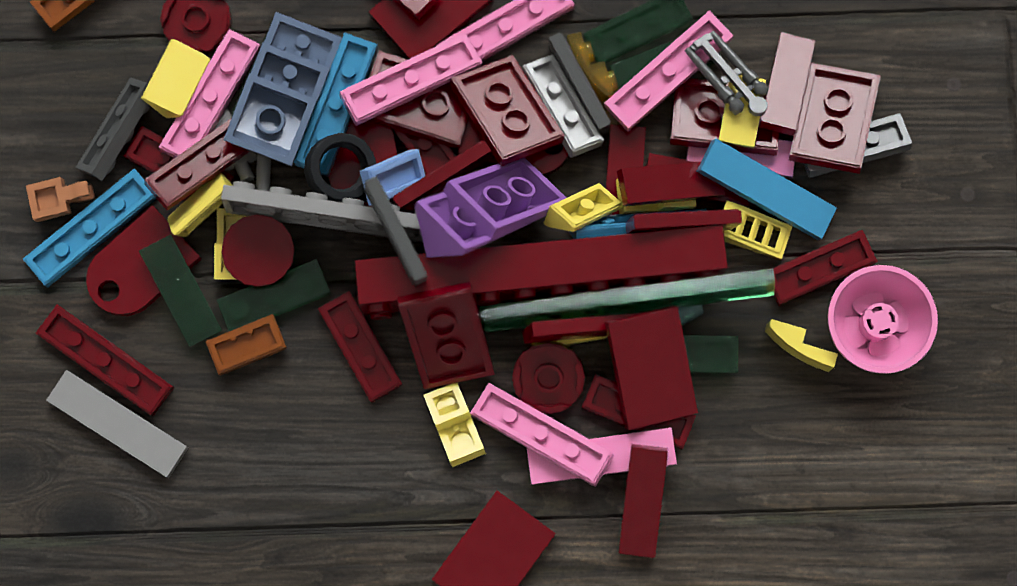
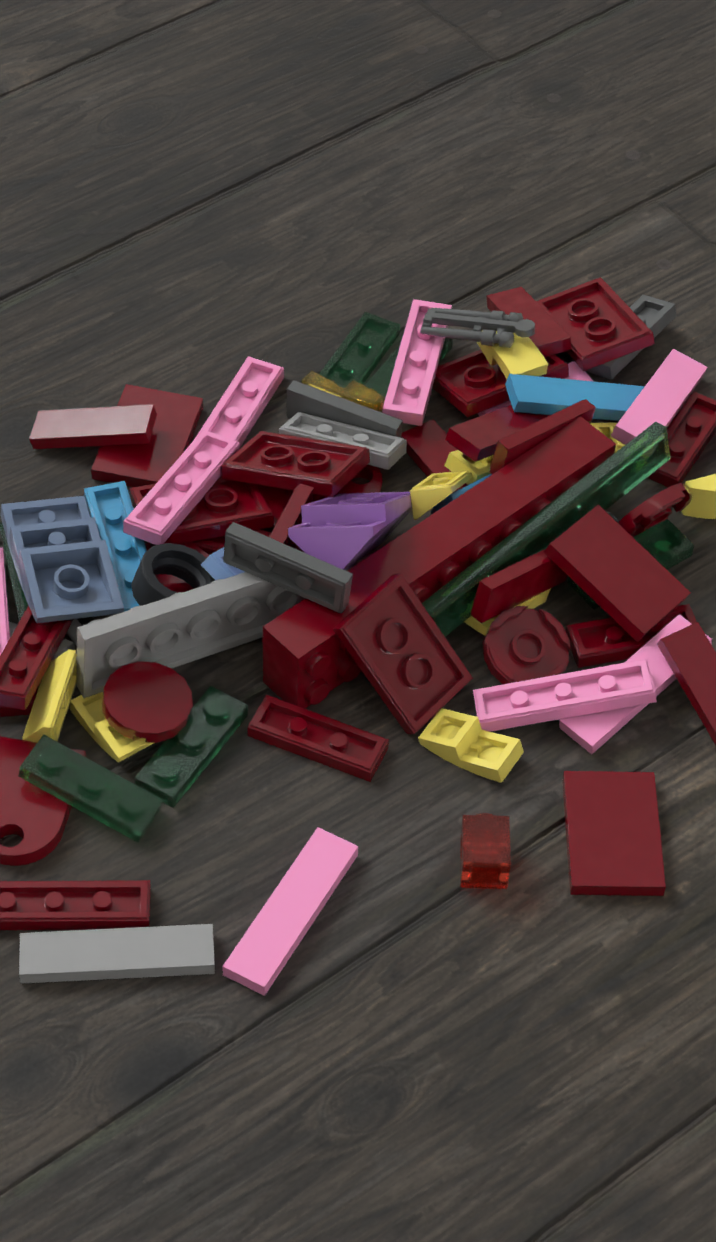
camera: 40 degrees left, 30 degrees down
(245, 468) = (290, 911): none -> bright pink tile
(246, 344) = (199, 798): dark orange plate -> none
(395, 514) = (485, 851): none -> clear red brick
(724, 330) = (656, 509): none -> dark red tile
(822, 227) = (661, 396): none -> bright pink tile

